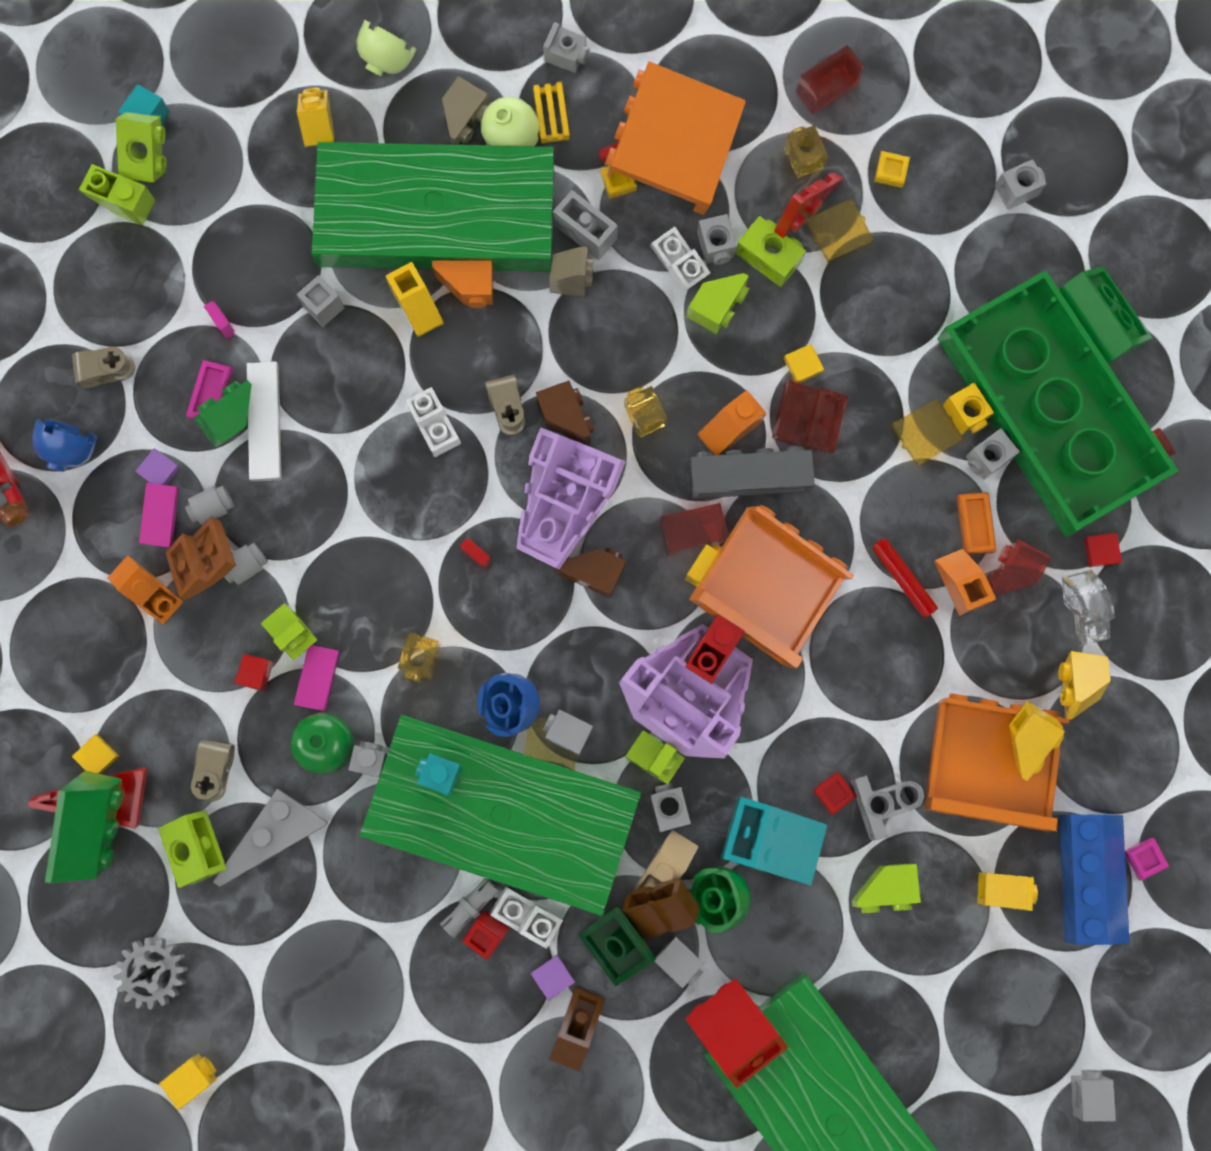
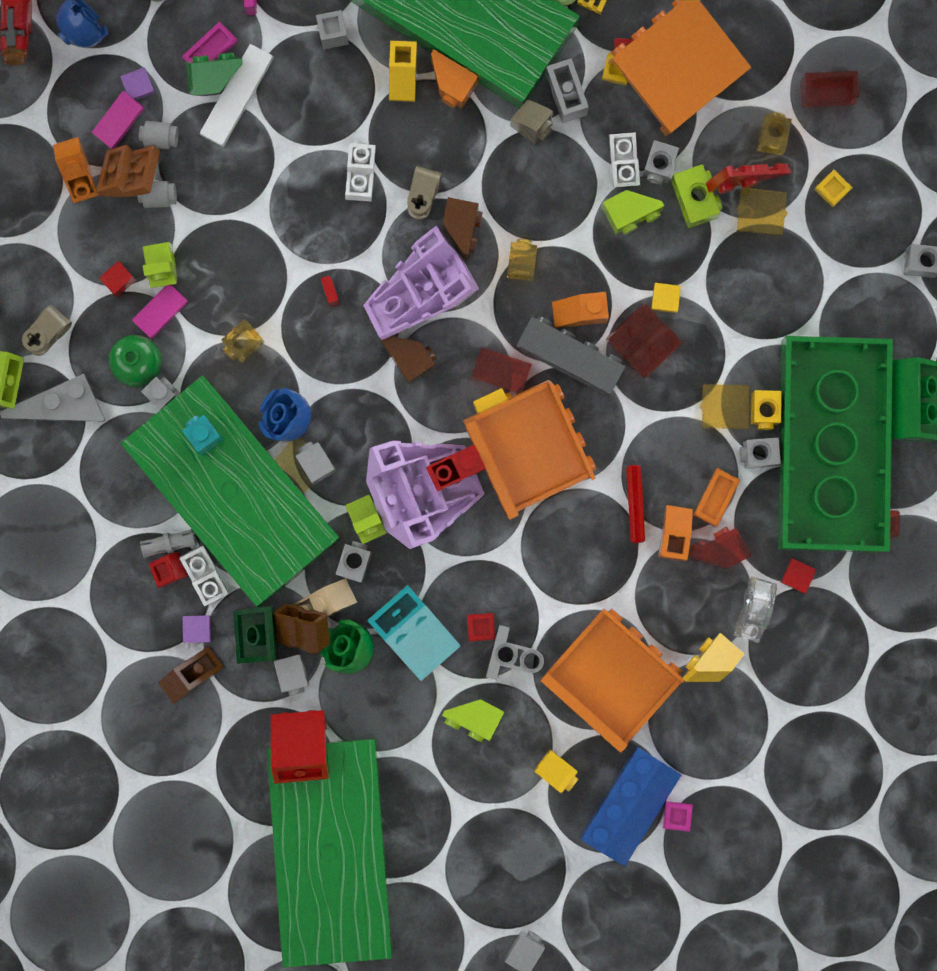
camera: 35 degrees right, 5 degrees up
(1033, 737) = (648, 674): yellow slope -> none

